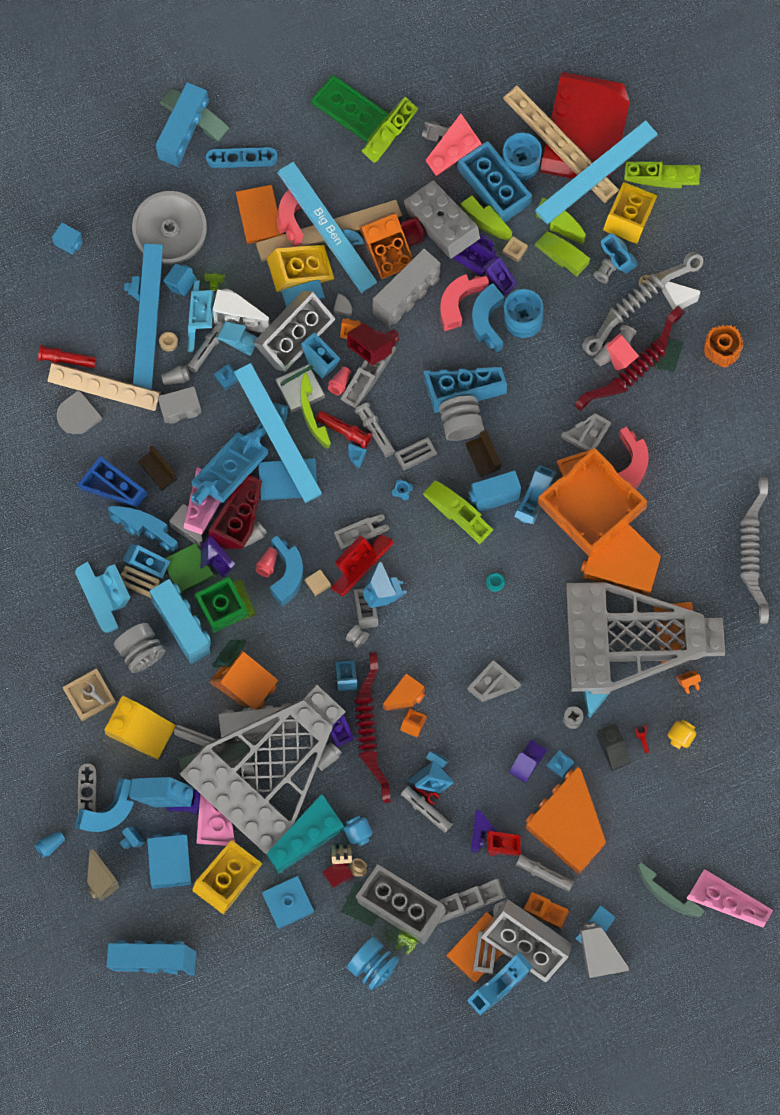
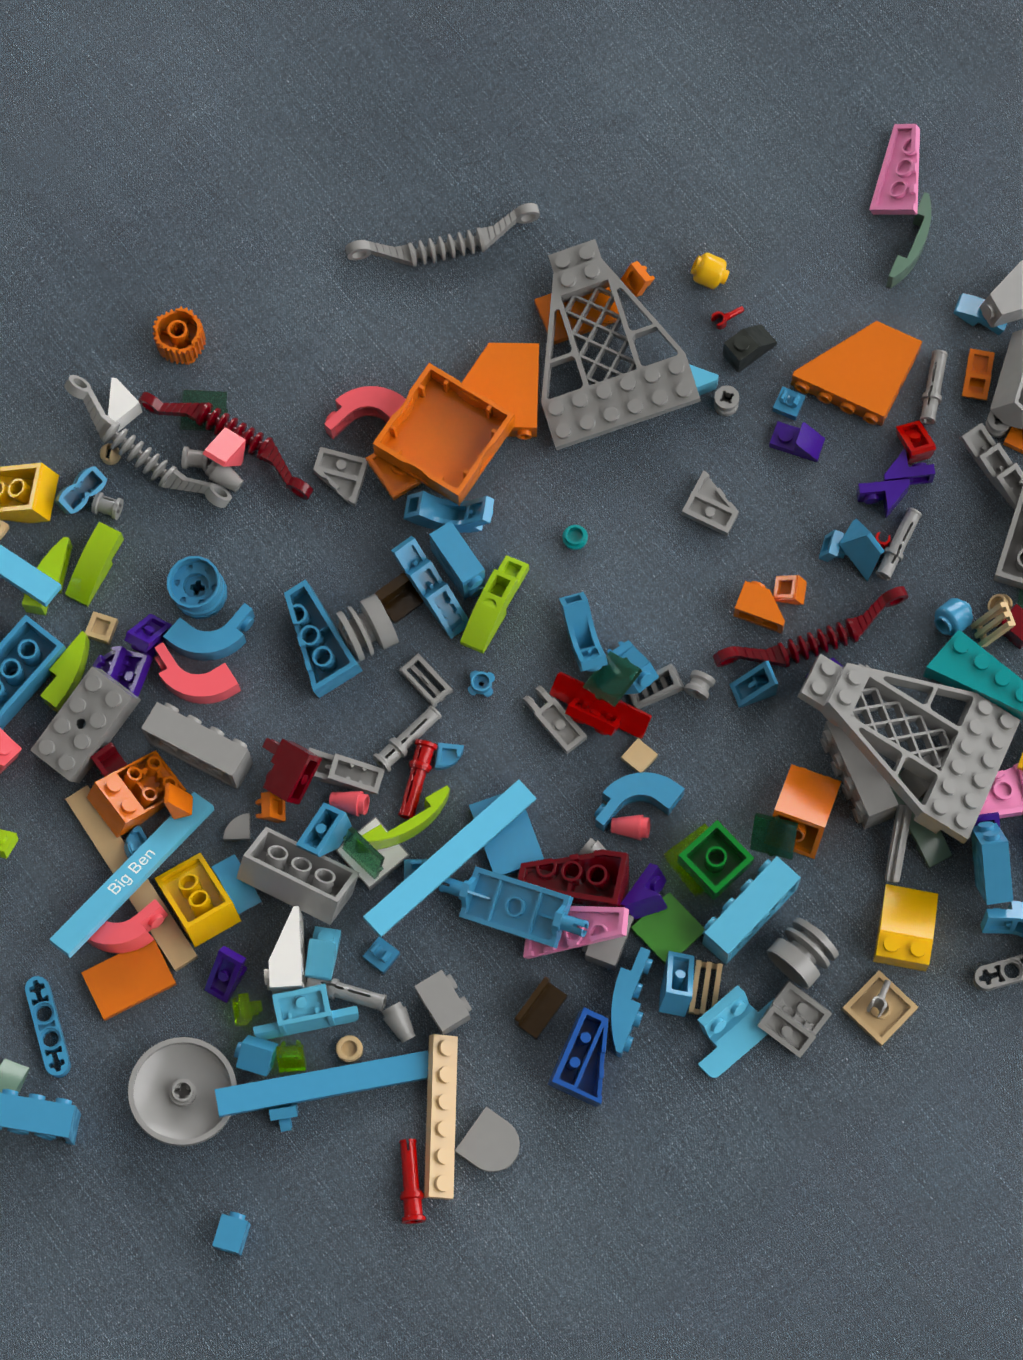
camera: 100 degrees left, 0 degrees up
(97, 633) = (794, 1018): none -> light grey slope
(172, 302) = (291, 1057): none -> clear neon green tile
(242, 274) = (226, 974): none -> dark purple slope
(370, 267) = (177, 801): none -> orange slope
(374, 571) = (612, 679): none -> clear green piece
(416, 566) = (582, 632): none -> dark azure arch
(466, 814) = (889, 491): none -> dark purple slope
(480, 468) = (431, 587): none -> dark azure slope

